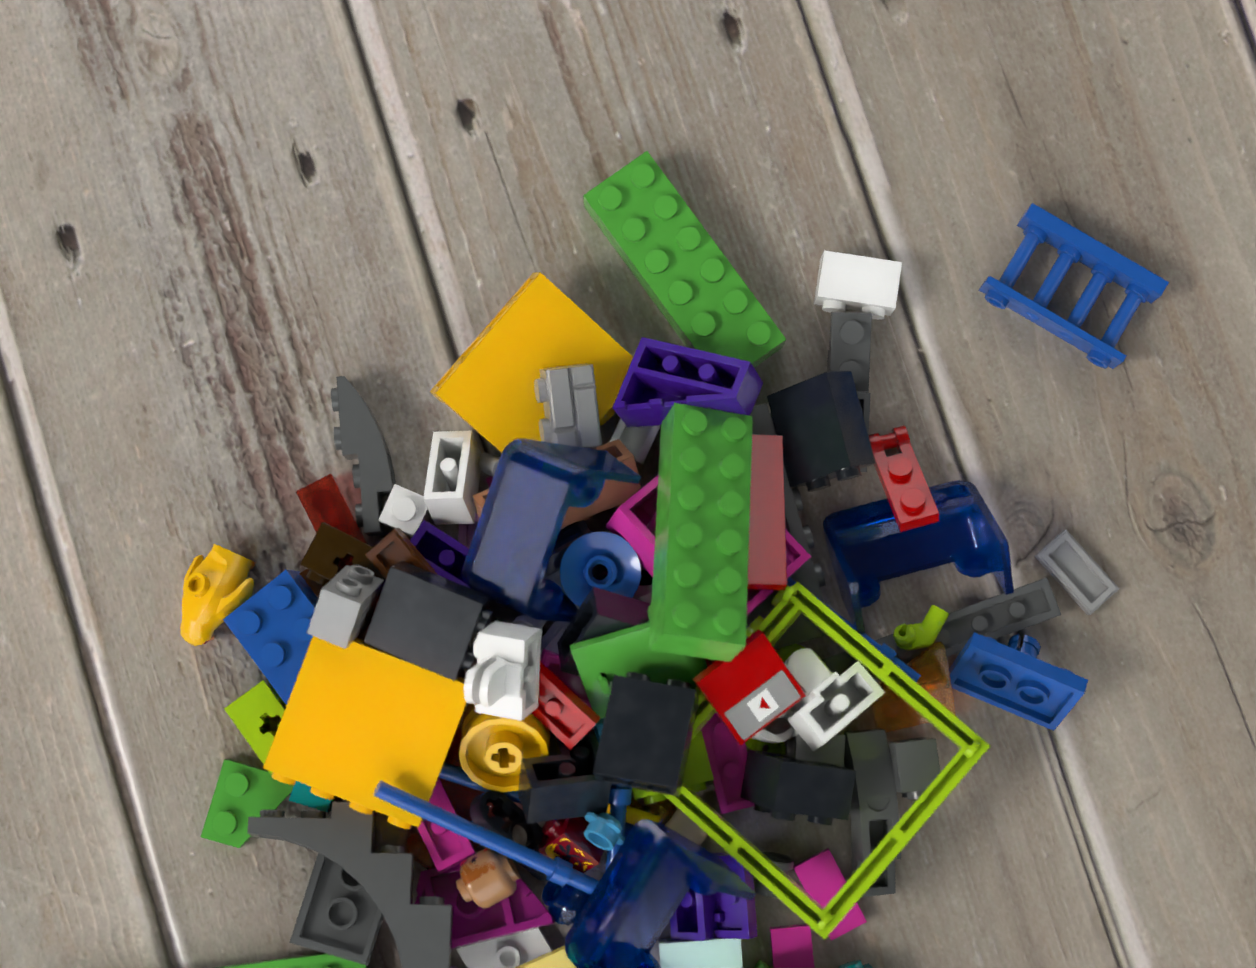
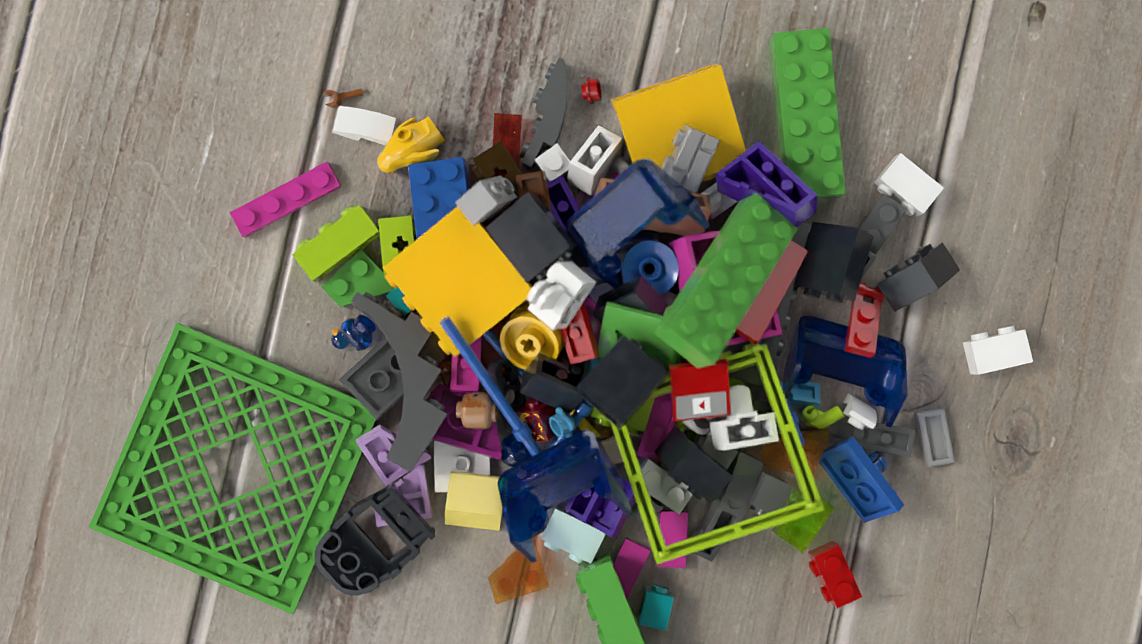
camera: 30 degrees right, 5 degrees up
(89, 585) = (339, 97): none -> dark orange hand
(93, 753) = (285, 199): none -> dark pink plate
(138, 600) = (365, 124): none -> white slope
(188, 770) = (336, 242): none -> lime brick
(276, 869) = (355, 332): none -> clear blue animal
(401, 393) = (591, 90): none -> red plate
(779, 836) = (663, 487): none -> white brick
(884, 615) = (804, 395): none -> dark azure plate
(938, 386) = (919, 277): none -> black brick
(965, 597) = (860, 413): none -> white slope
(983, 785) = (803, 530): none -> clear neon green brick
(1057, 818) = (835, 575): none -> red brick
(1072, 248) = (1066, 263): blue fence -> none
(1088, 421) = (997, 351): none -> white brick

